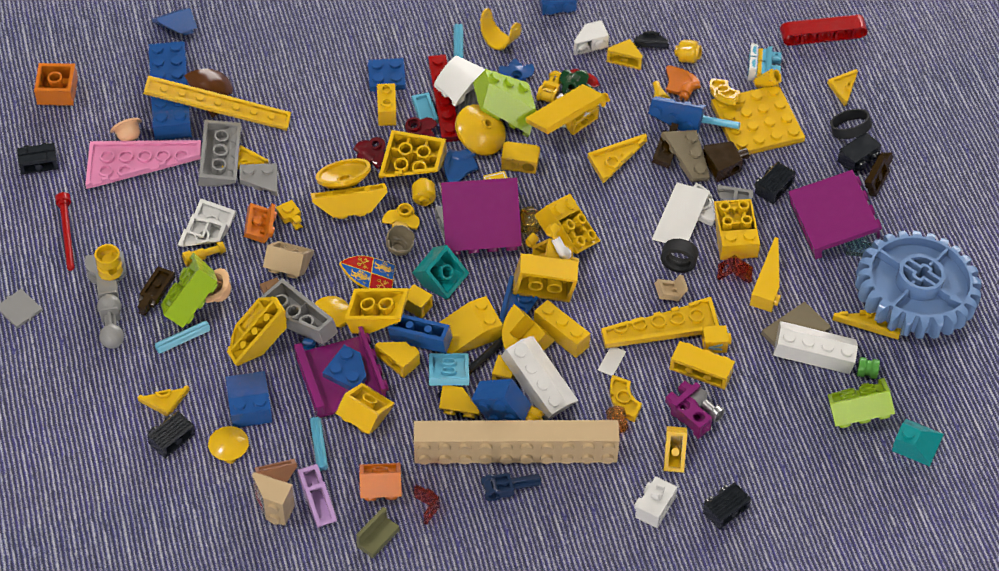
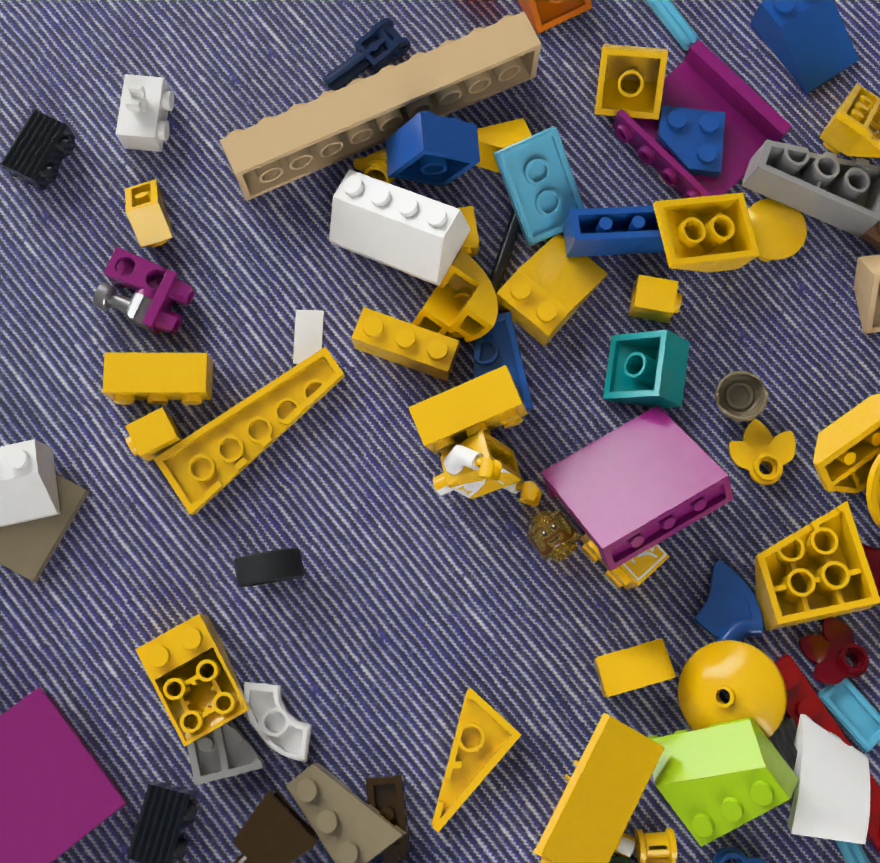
camera: 155 degrees right, 25 degrees up
(369, 271) = (753, 315): shield -> none
(398, 356) = (631, 186): yellow slope -> none
(423, 191) = (757, 519): yellow head -> none
(573, 225) = (484, 549): yellow slope -> none
(618, 413) = (253, 221): clear orange wheel -> none
(621, 396) = (263, 272): yellow tile -> none
(670, 289) = (262, 503): tan bracket -> none
(681, 213) = (305, 676): white sticker -> none
(737, 267) = (165, 594): clear red bracket -> none
(767, 286) = (102, 580): yellow slope -> none

